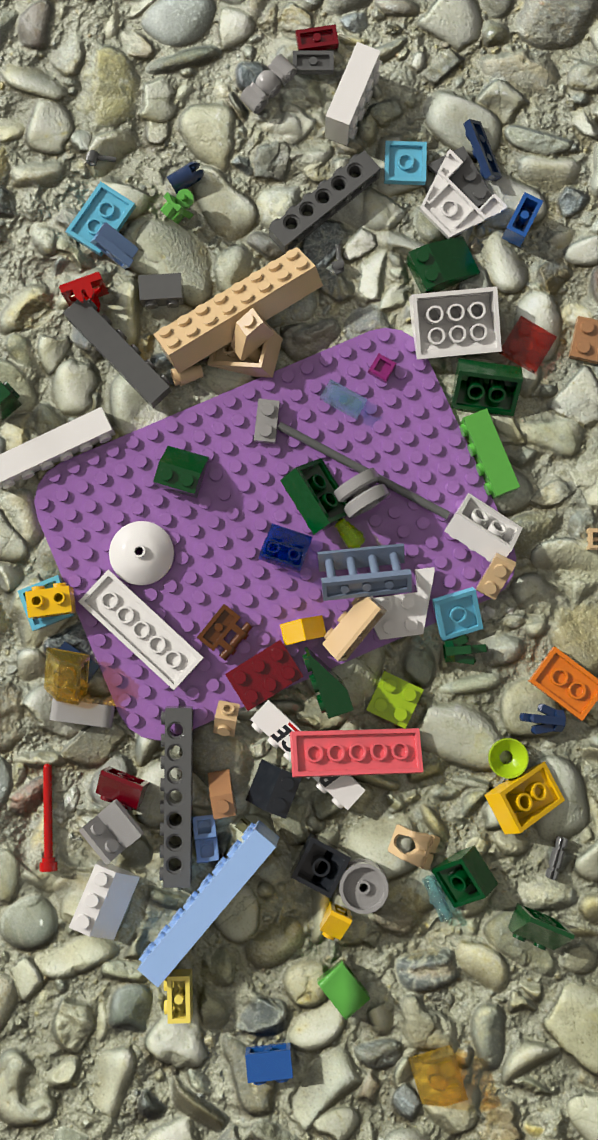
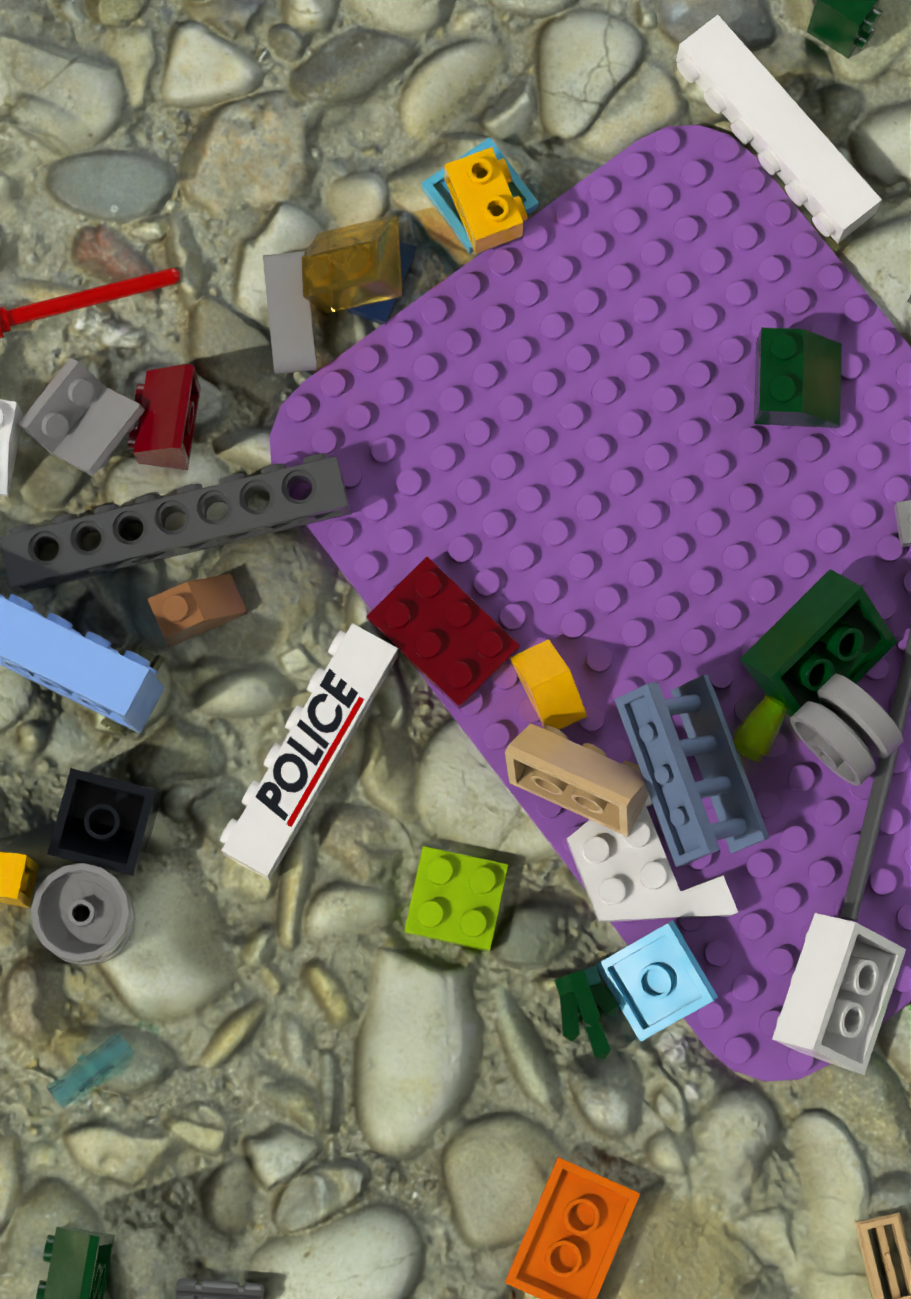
camera: 75 degrees right, 5 degrees down
(141, 629) = (472, 380): white plate -> none
(152, 563) = (612, 371): white dish -> none
(205, 839) = (105, 600): medium blue slope -> none
(219, 628) = (510, 523): reddish brown plate -> none
(226, 718) = (341, 580): tan bracket -> none
(273, 789) = (229, 705): black slope -> none
(285, 548) = (699, 611): clear blue brick -> none
(333, 694) = (452, 757): dark green slope -> none
(355, 752) = (336, 841): coral plate -> none
(425, 847) = (175, 1022): tan piece -> none
(465, 877) = (142, 1114): dark green slope -> none
(496, 576) = (751, 1036): tan plate -> none
(516, 765) = (374, 1131): lime piece -> none
(524, 799) = (323, 1201): yellow slope -> none
(552, 720) = (491, 1221): dark blue rock -> none

